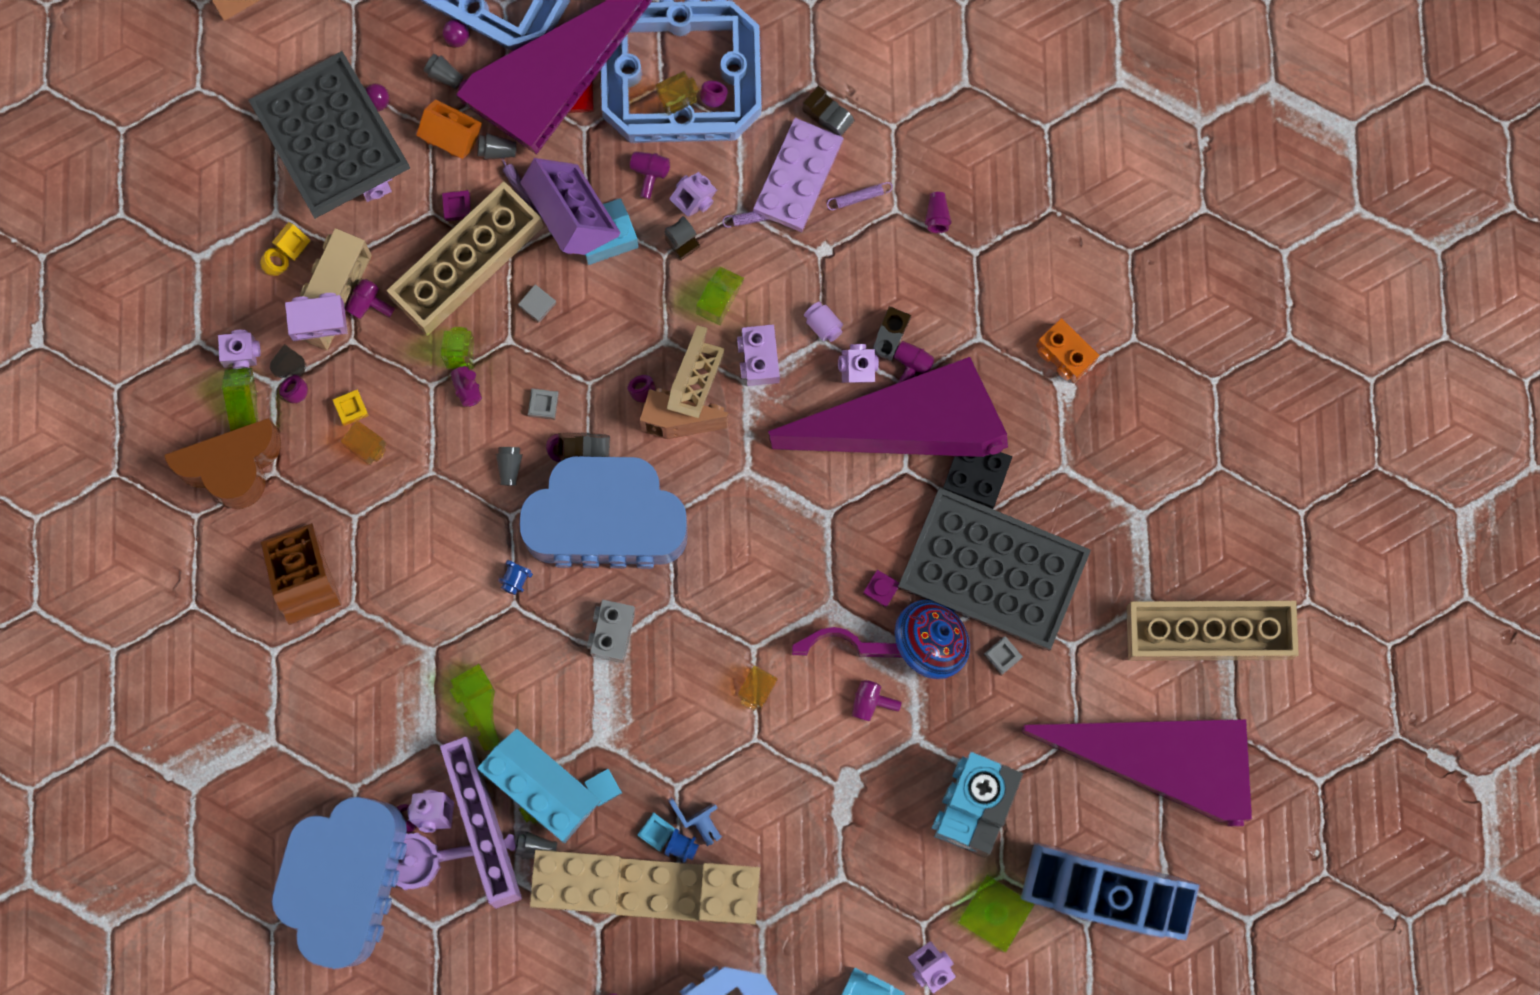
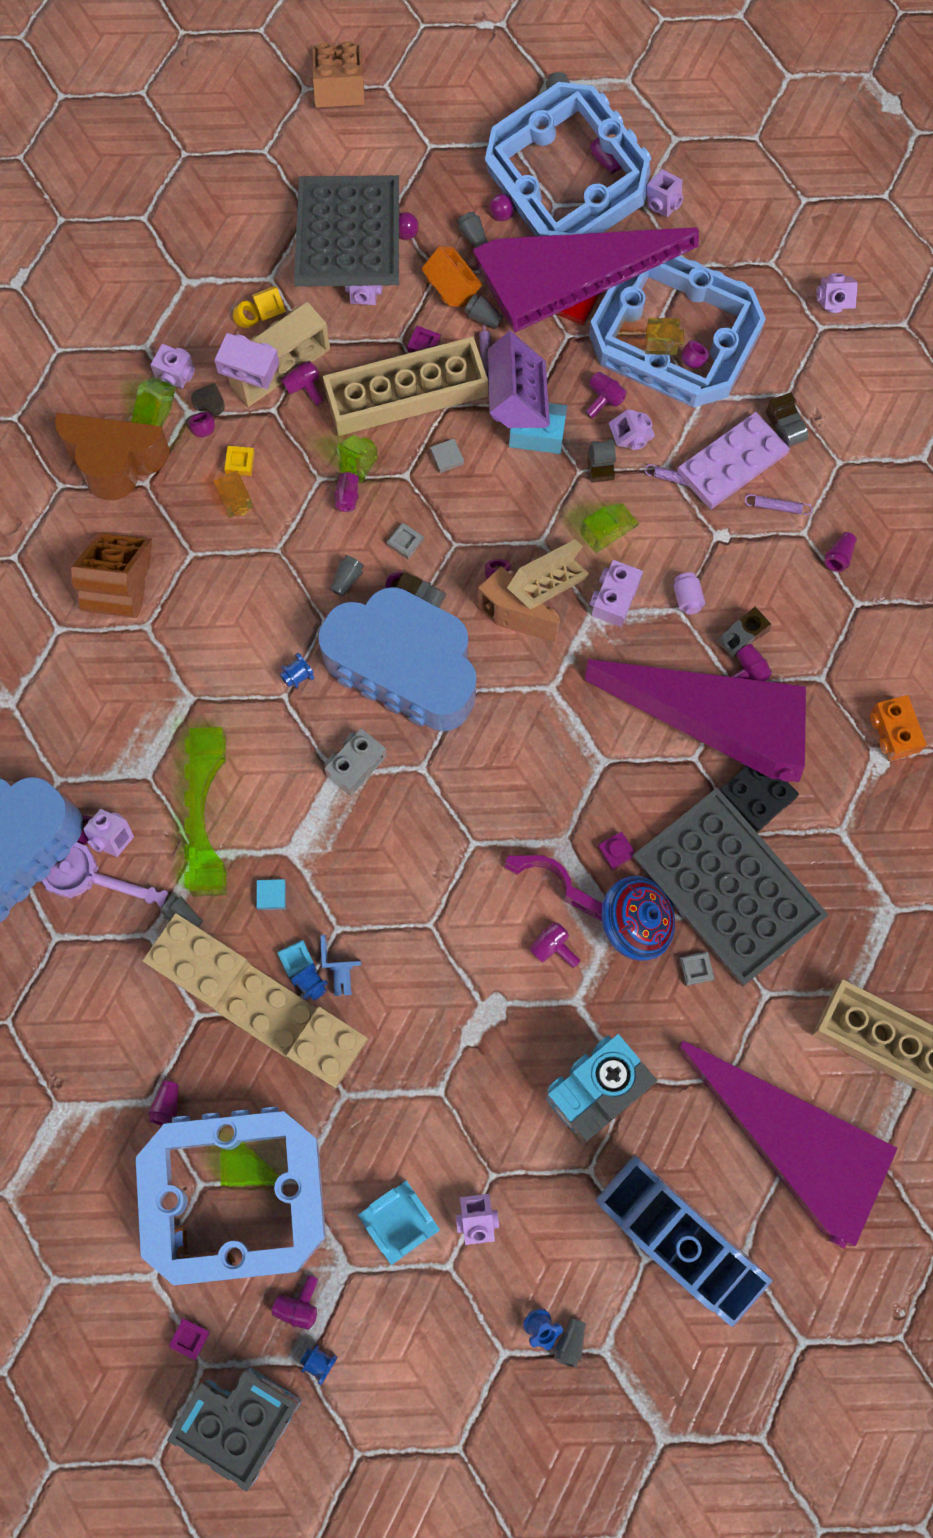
camera: 30 degrees right, 5 degrees down
(481, 823) = (143, 865): lavender brick -> none
(539, 785) = (212, 858): medium azure slope -> none
(757, 689) = (455, 879): clear yellow brick -> none
(849, 365) = (693, 650): lavender brick -> none
(995, 913) = (564, 1202): clear neon green tile -> none

